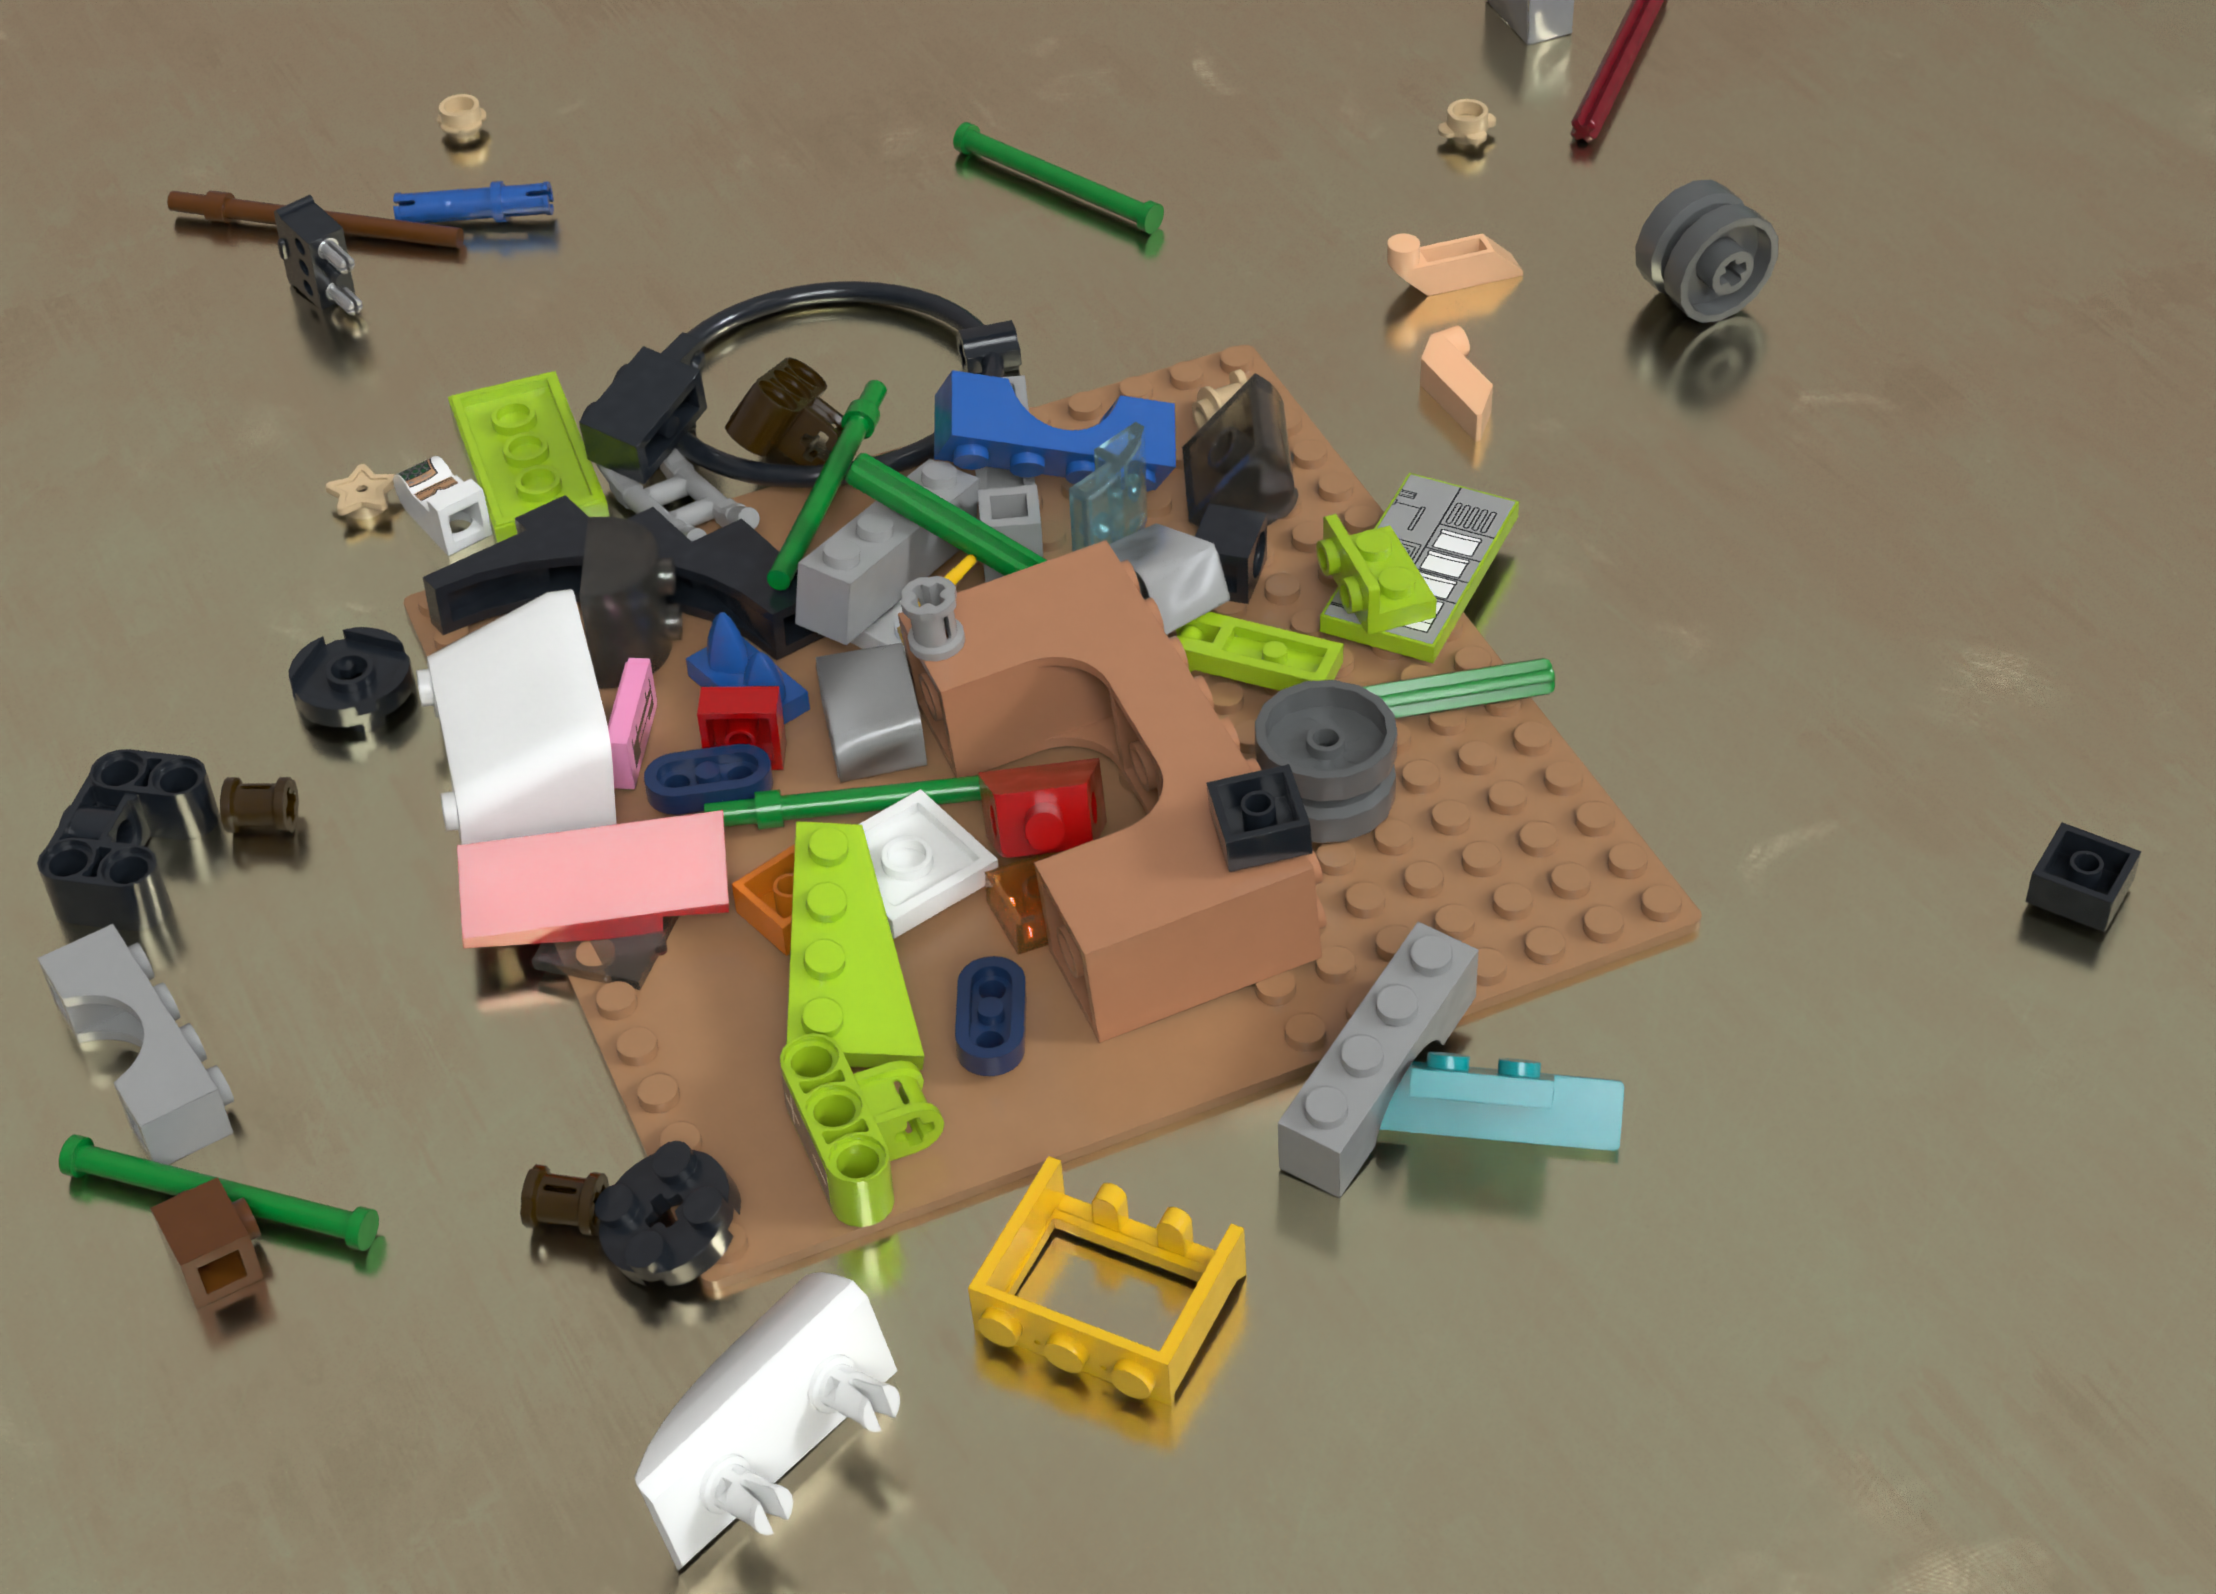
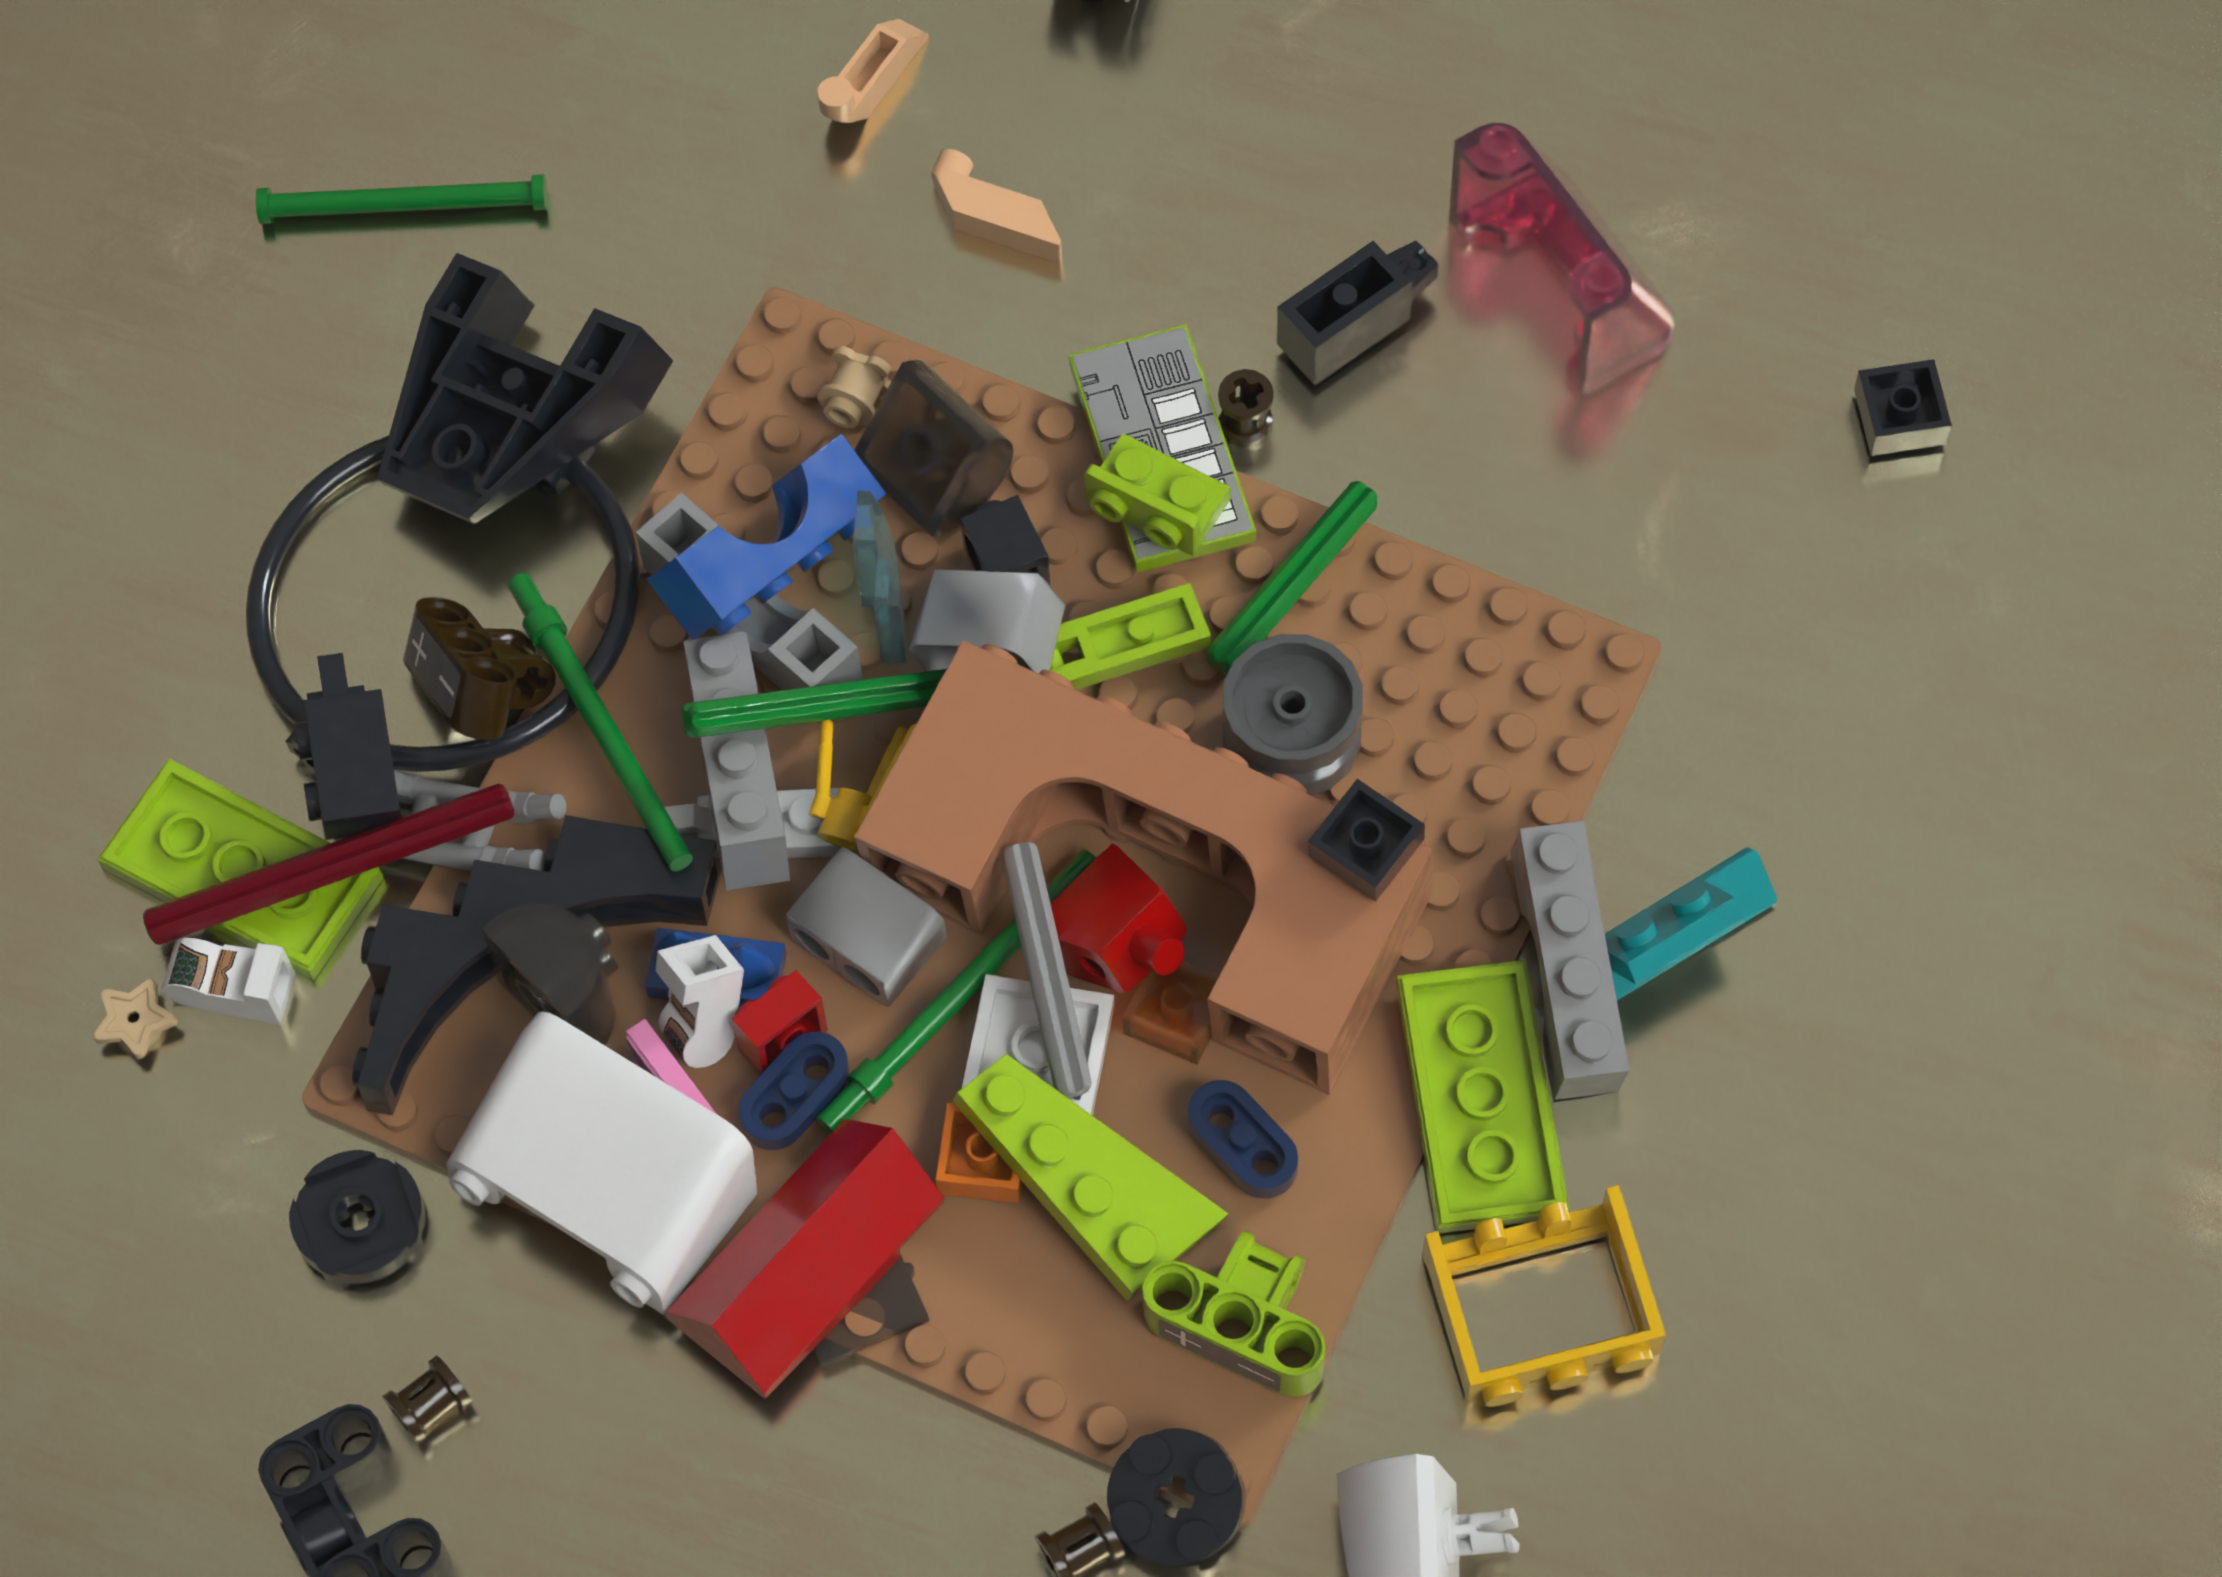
camera: 40 degrees left, 20 degrees up
(574, 468) = (328, 864): none -> dark red axle
(708, 653) = (700, 999): none -> white leg
(936, 613) = (897, 821): light grey bush -> none
(951, 795) = (1046, 969): none -> light grey axle
(993, 282) = (493, 419): none -> black wedge
(1211, 1113) = (1481, 1094): none -> lime tile
(1520, 582) = (1252, 404): none -> dark brown bush
(1664, 559) = (1352, 307): none -> black hinge
(1880, 616) = (1519, 192): none -> clear pink windscreen

